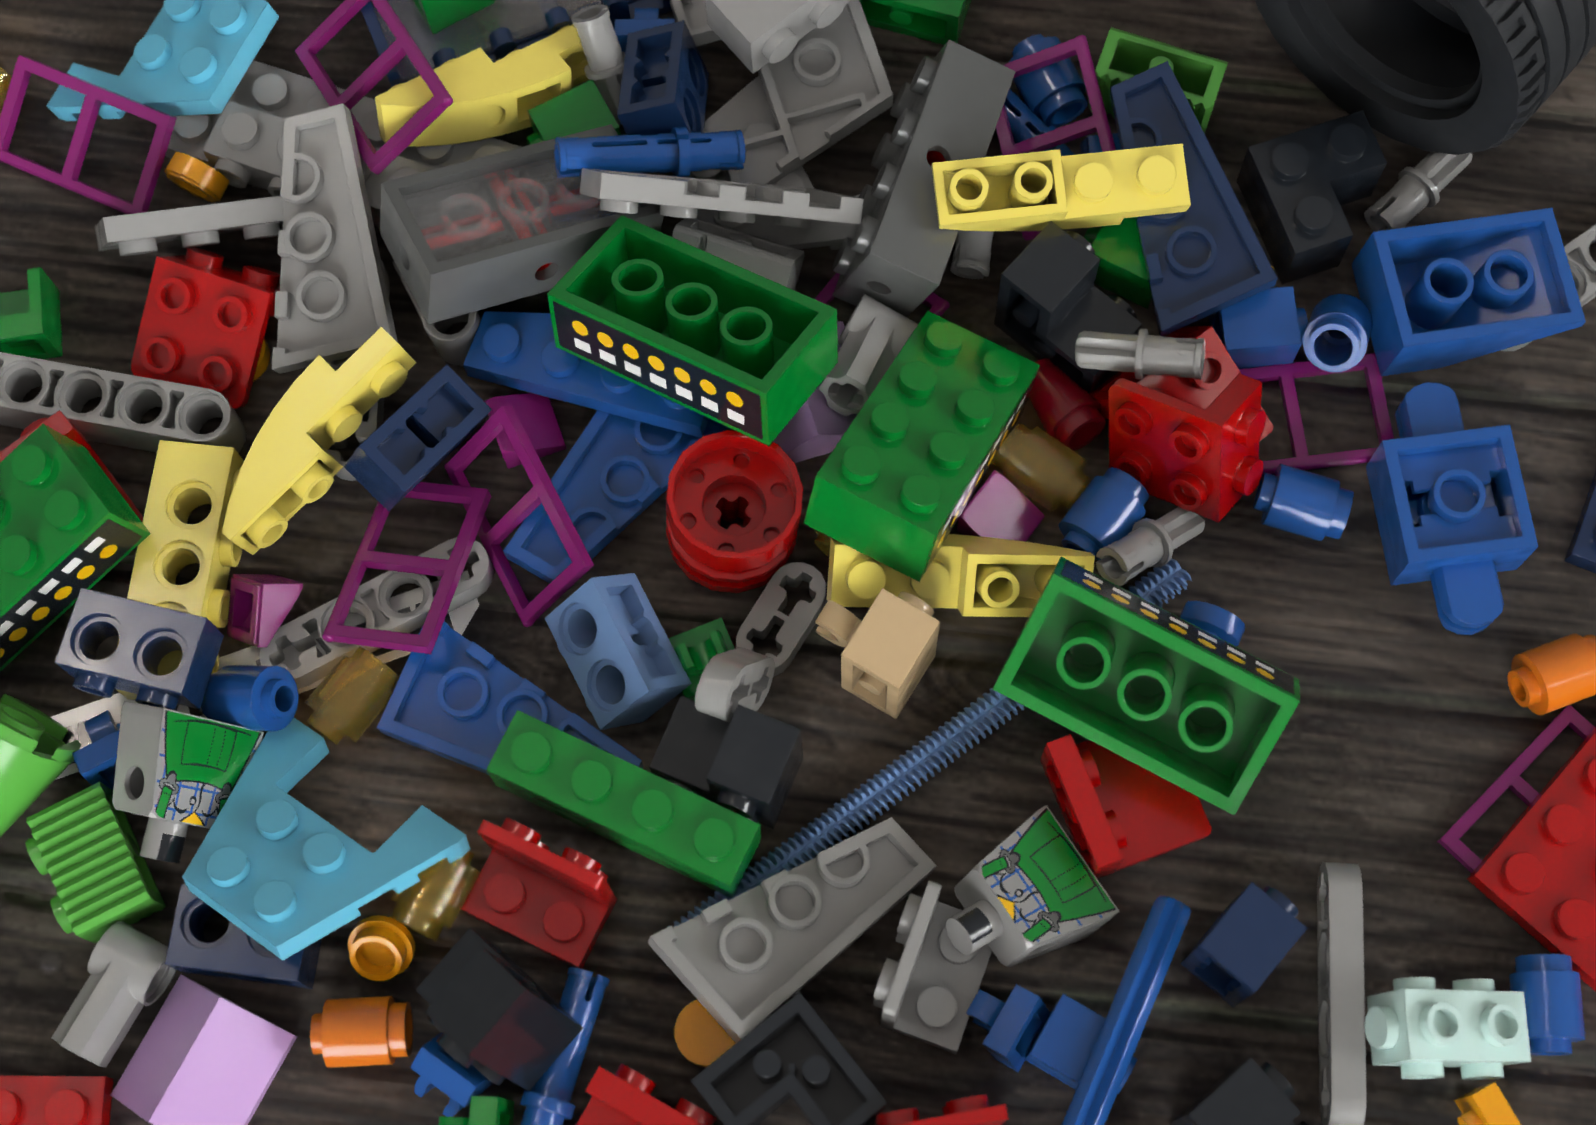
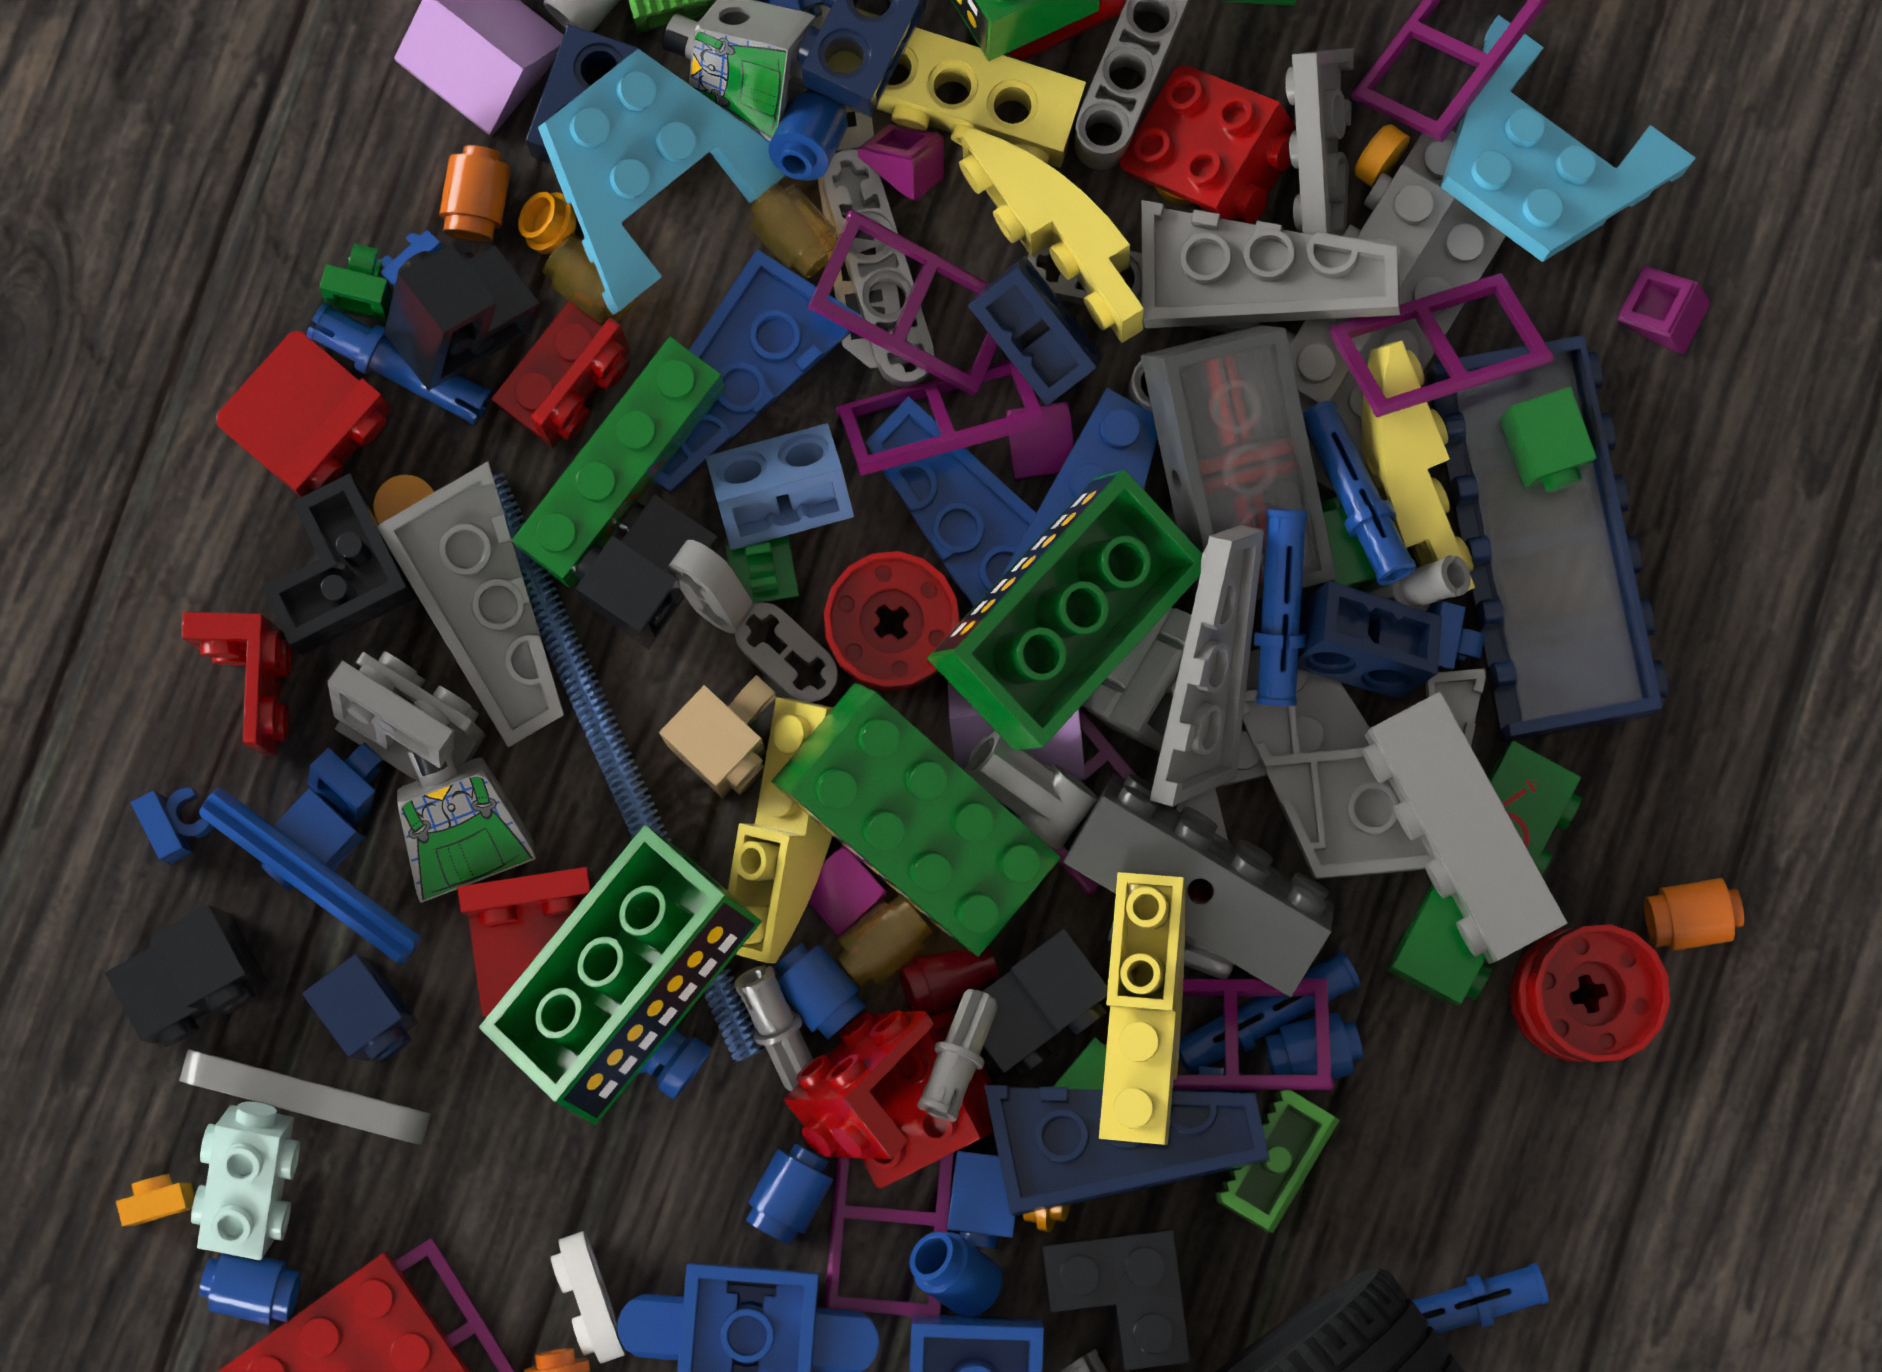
camera: 95 degrees right, 10 degrees up
(536, 110) = (1368, 515): none -> blue pin
(938, 989) = (371, 708): none -> light grey plate
(1480, 653) = (579, 1271): none -> white plate

